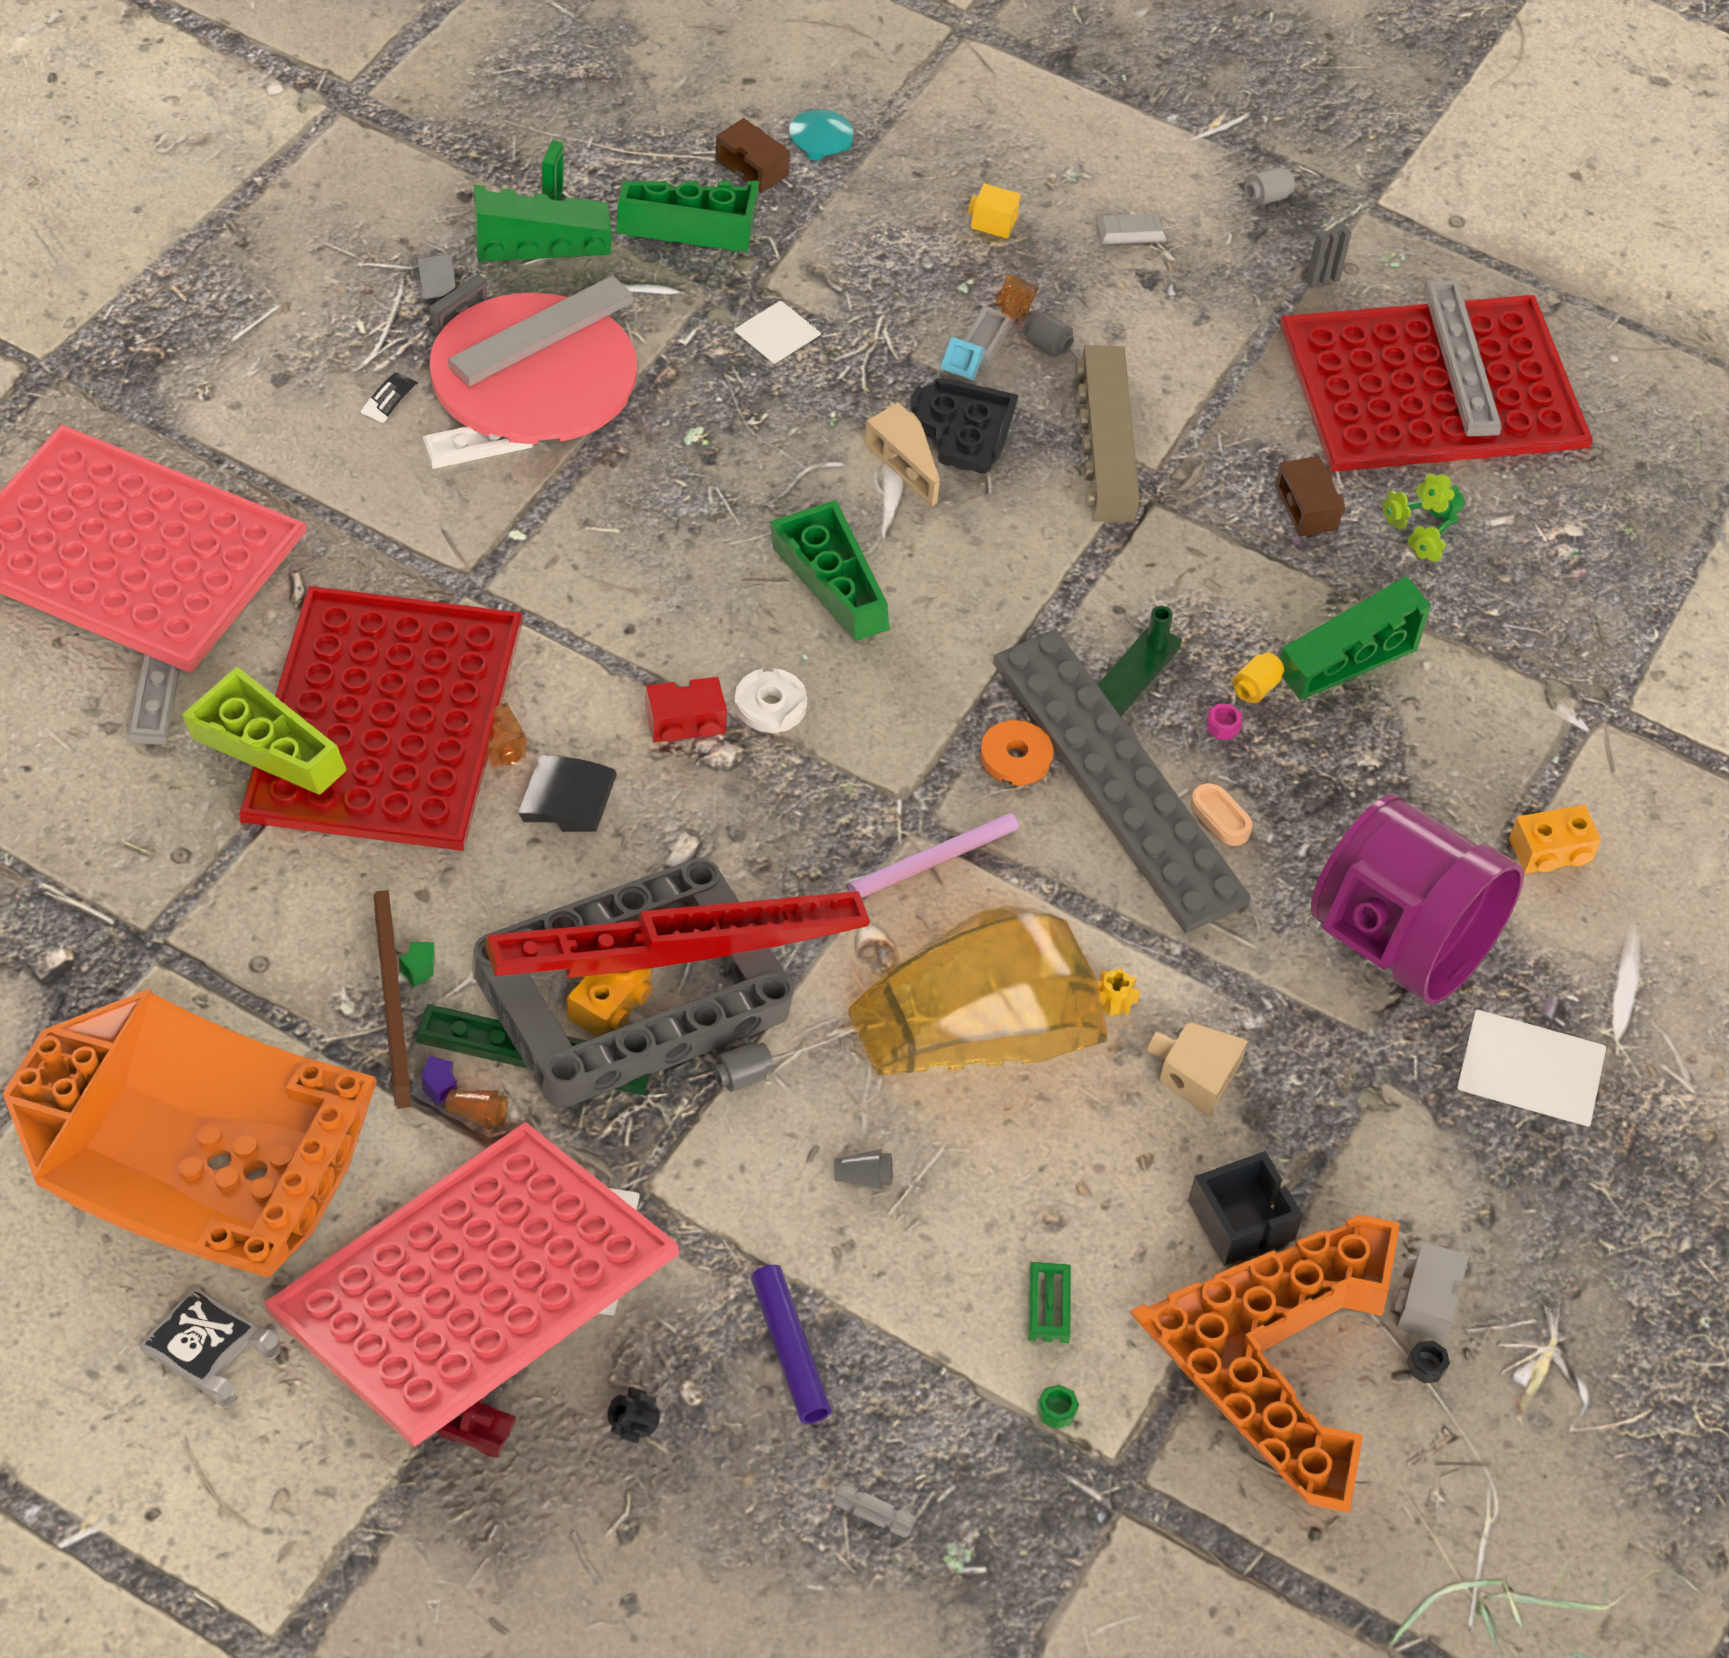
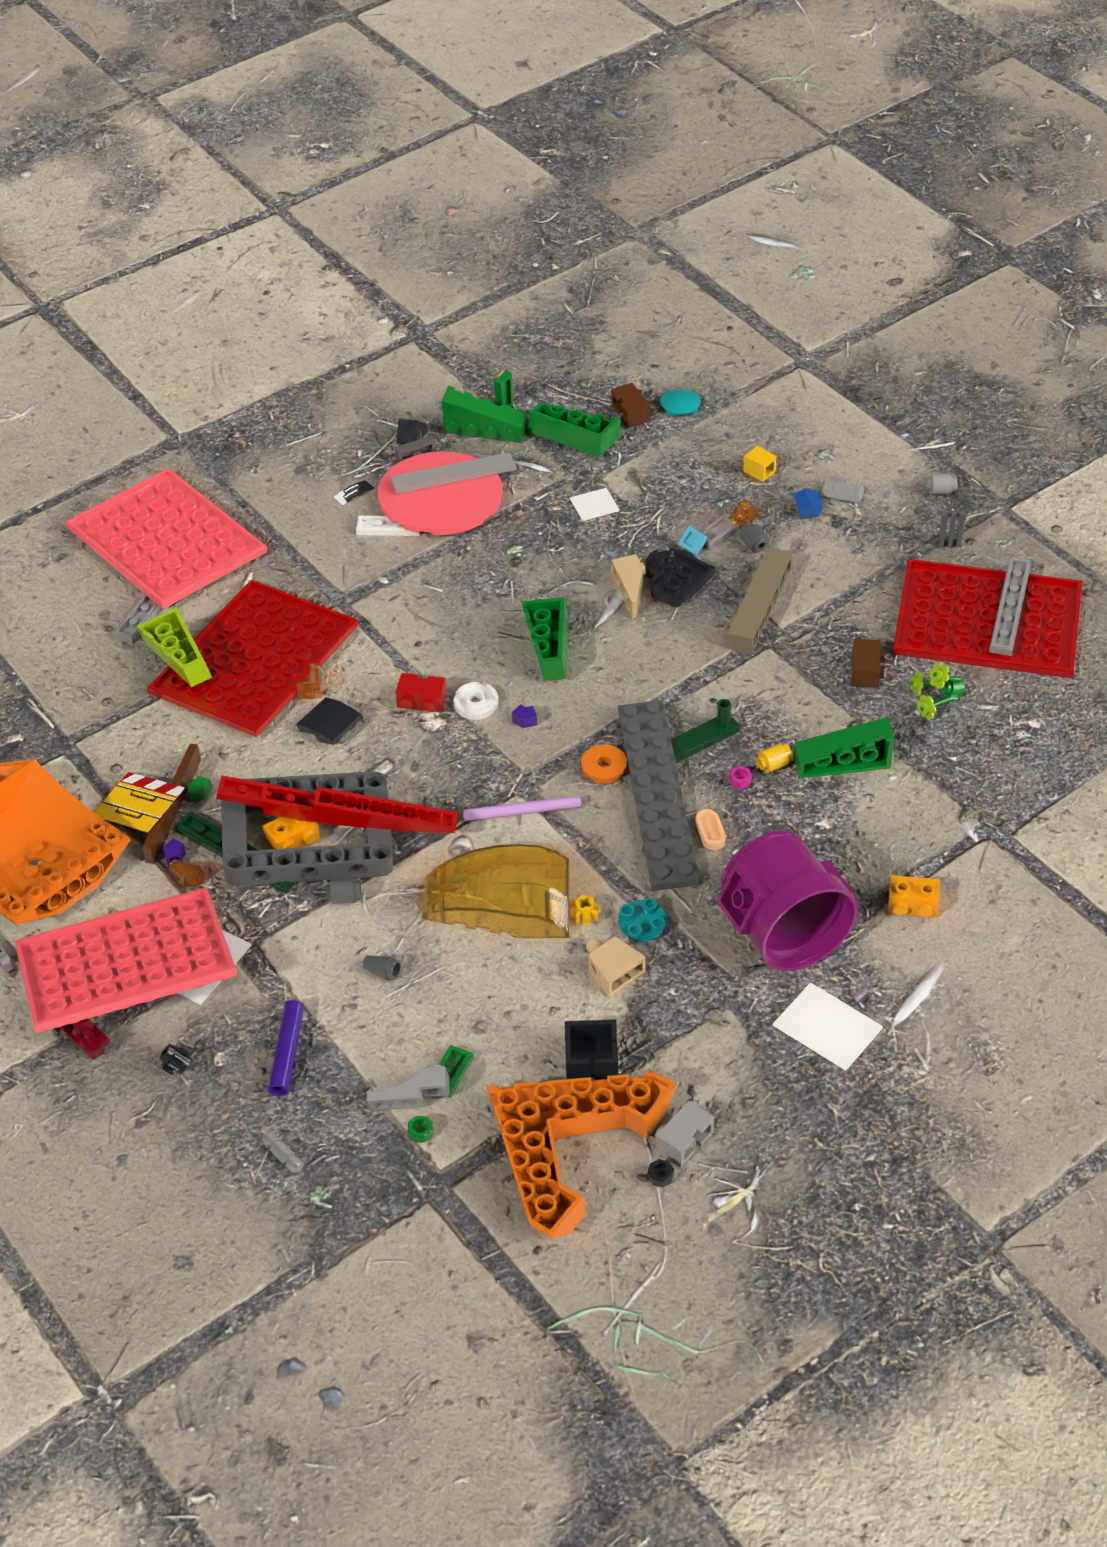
camera: 30 degrees right, 5 degrees down
(339, 1011) = (138, 801): none -> yellow sticker
(861, 707) = (524, 716): none -> dark purple piece
(1043, 1329) = (429, 1082): none -> light grey slope
(1097, 260) = (808, 503): none -> blue piece
(1202, 983) = (642, 919): none -> teal dish

